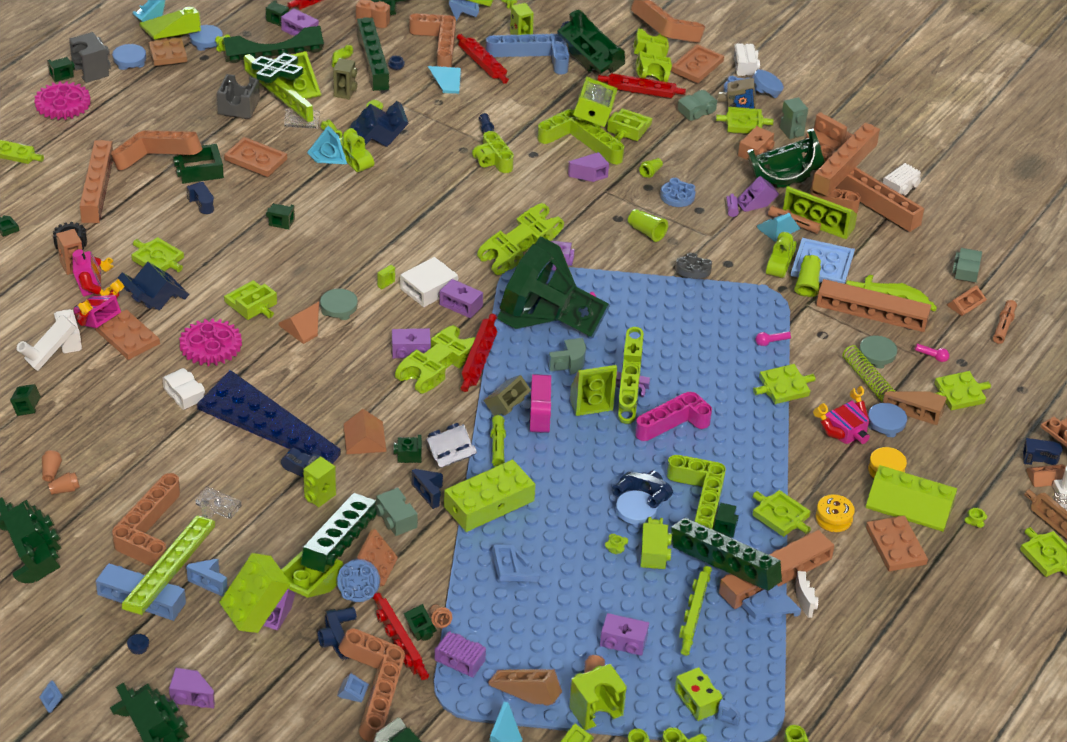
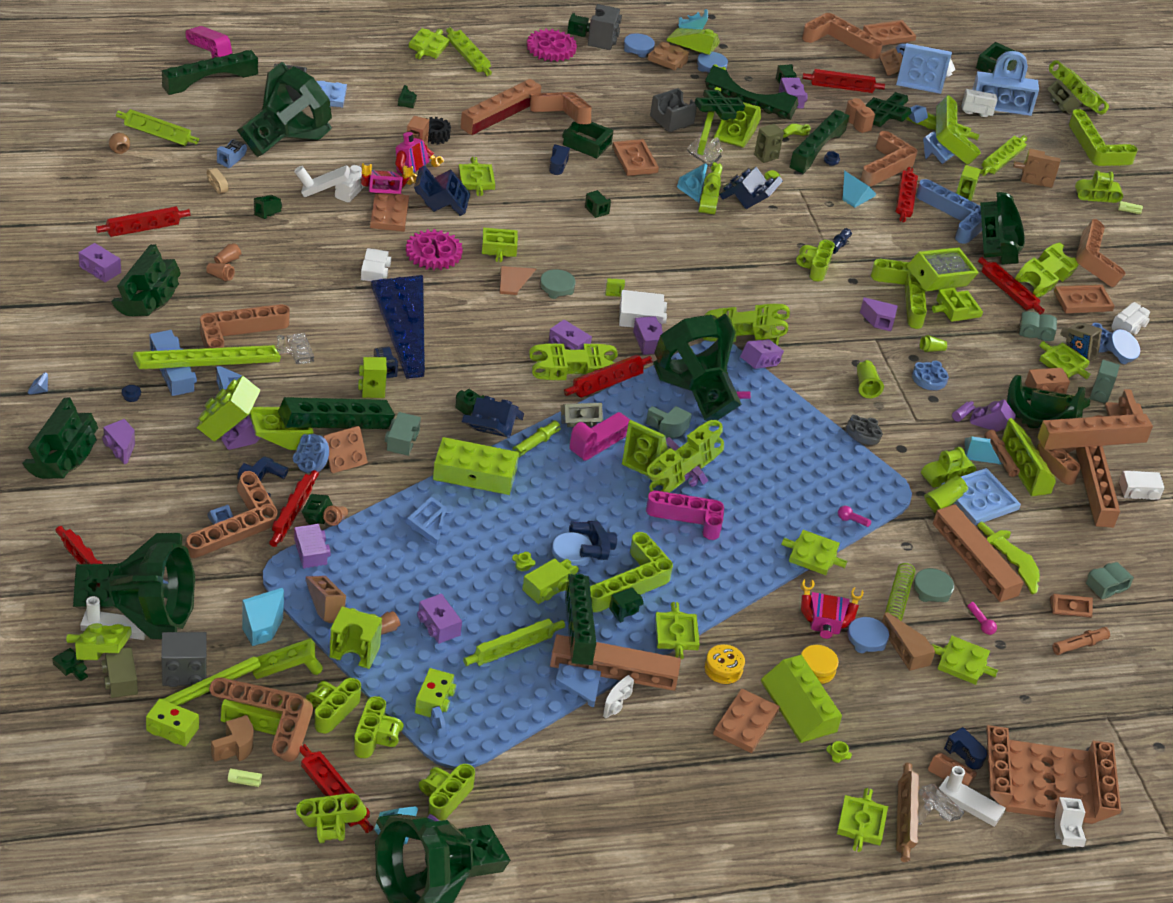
camera: 40 degrees right, 0 degrees up
(364, 434) = (456, 374): nougat slope -> none
(428, 485) = (450, 429): dark blue slope -> none

